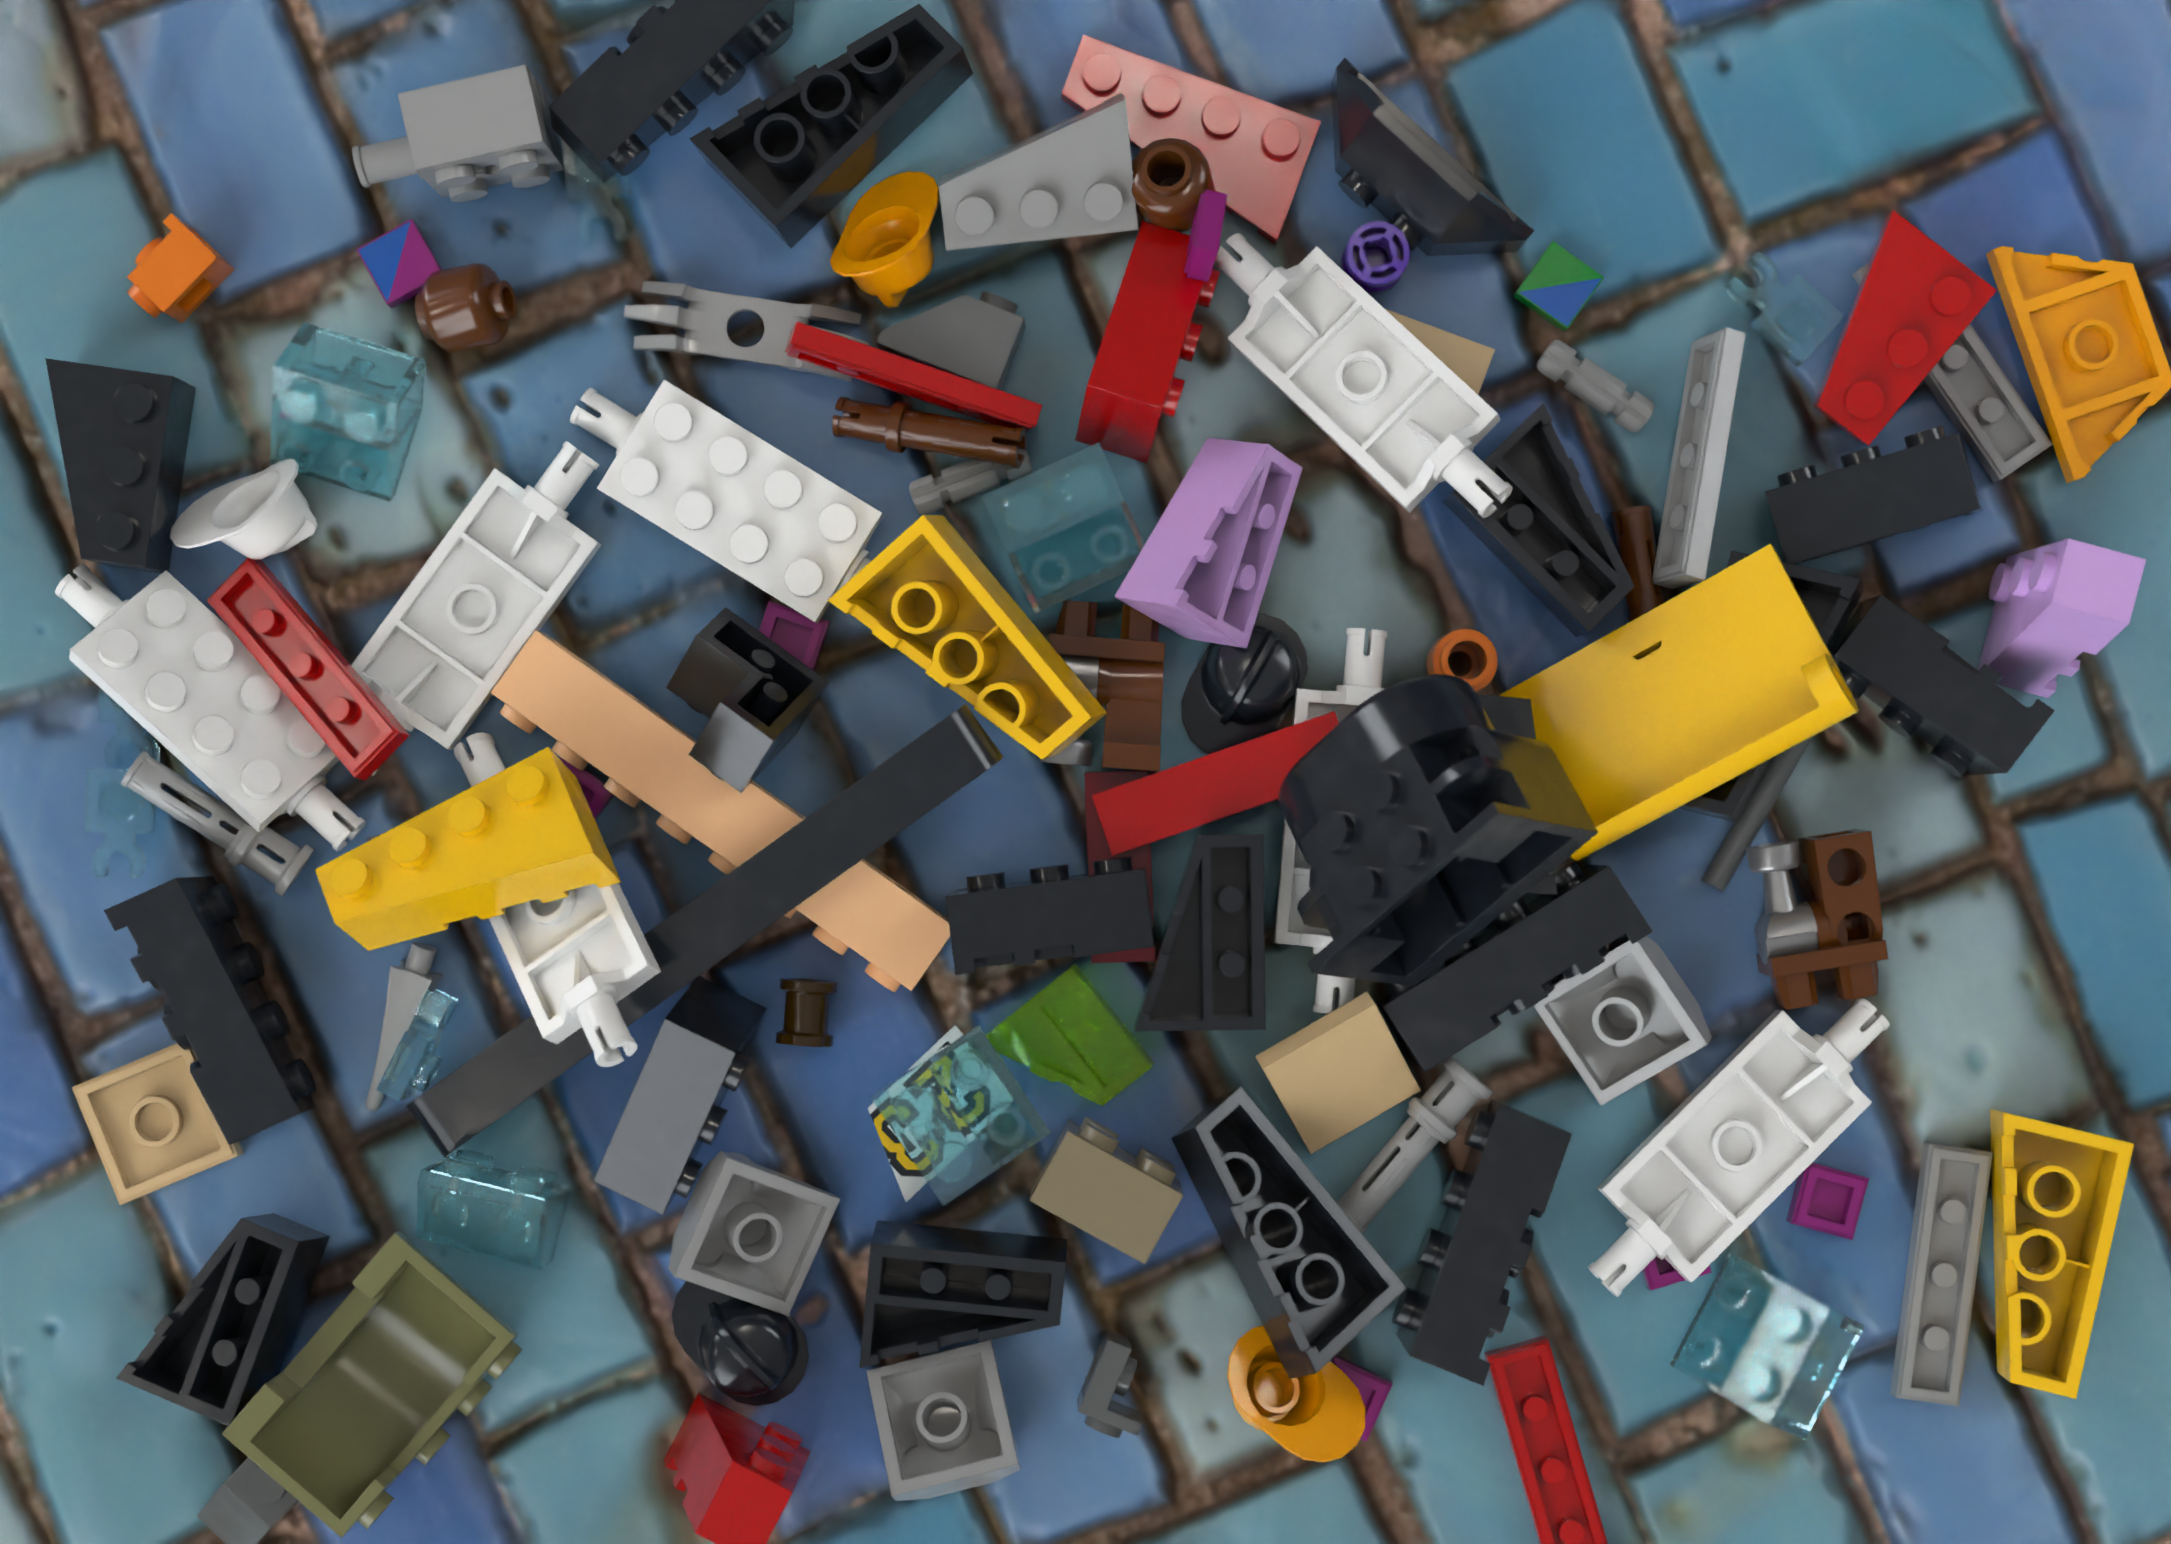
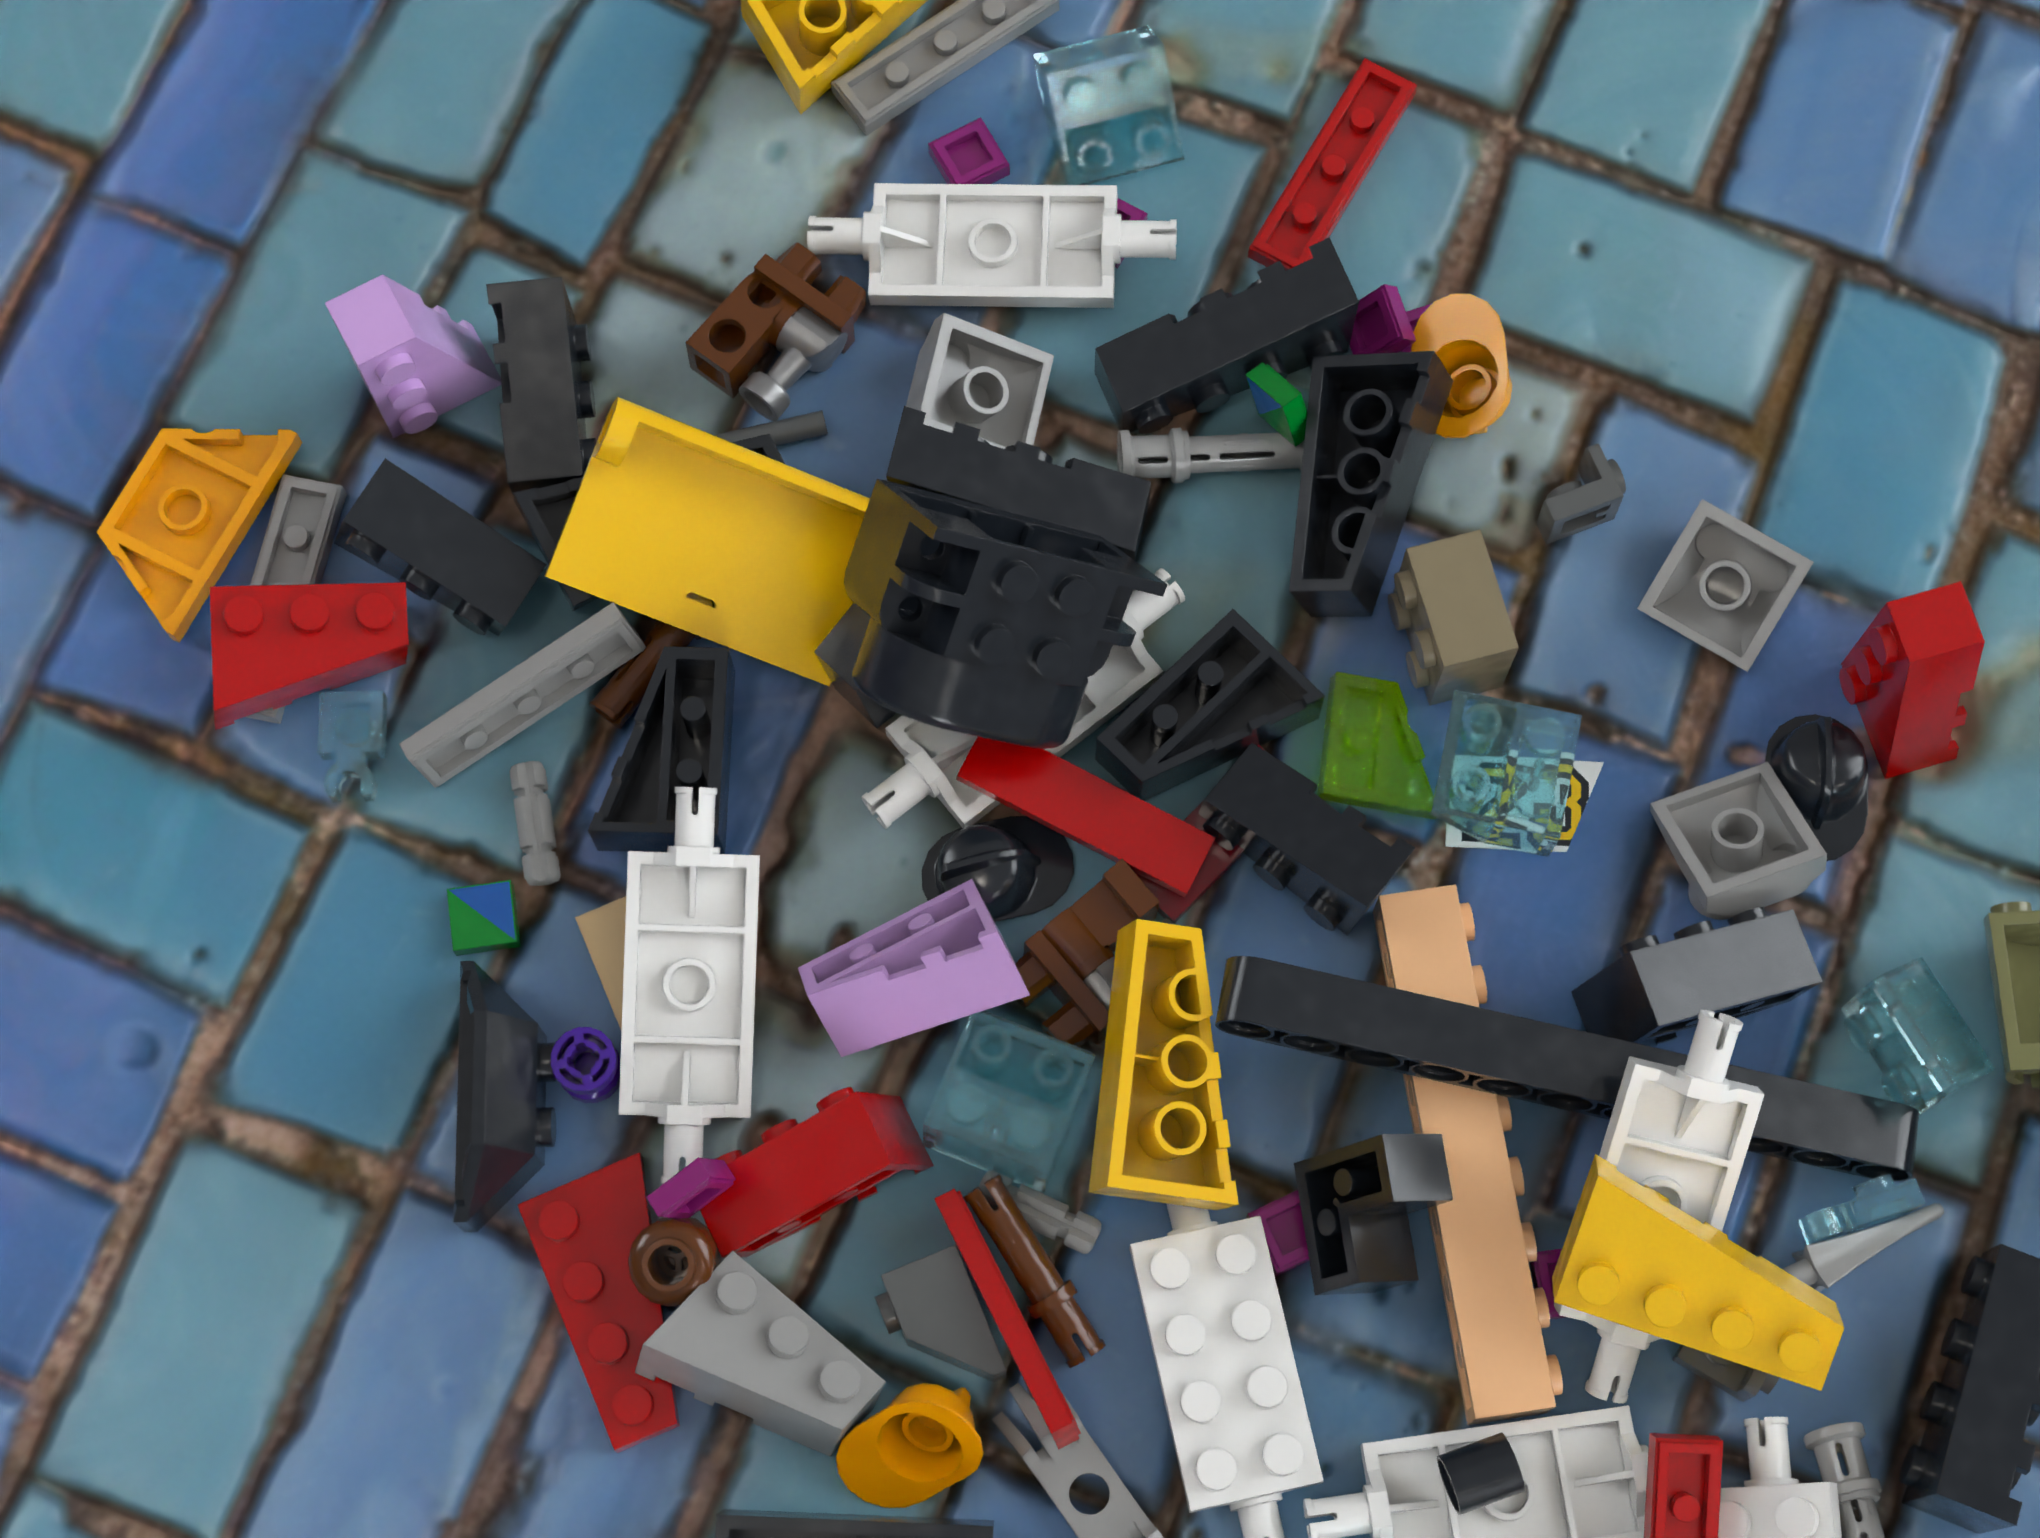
camera: 130 degrees left, 15 degrees down
(495, 595) = (1480, 1473): none -> black beam
(806, 1012) = (1545, 953): dark brown bush -> none
(956, 1287) = (1624, 660): black wedge -> none
(1338, 1072) = (1210, 542): tan tile -> none
(1388, 1371) = (1381, 323): none -> magenta tile
(1396, 1228) = (1278, 403): none -> green tile
(1474, 646) = (829, 708): orange brick -> none

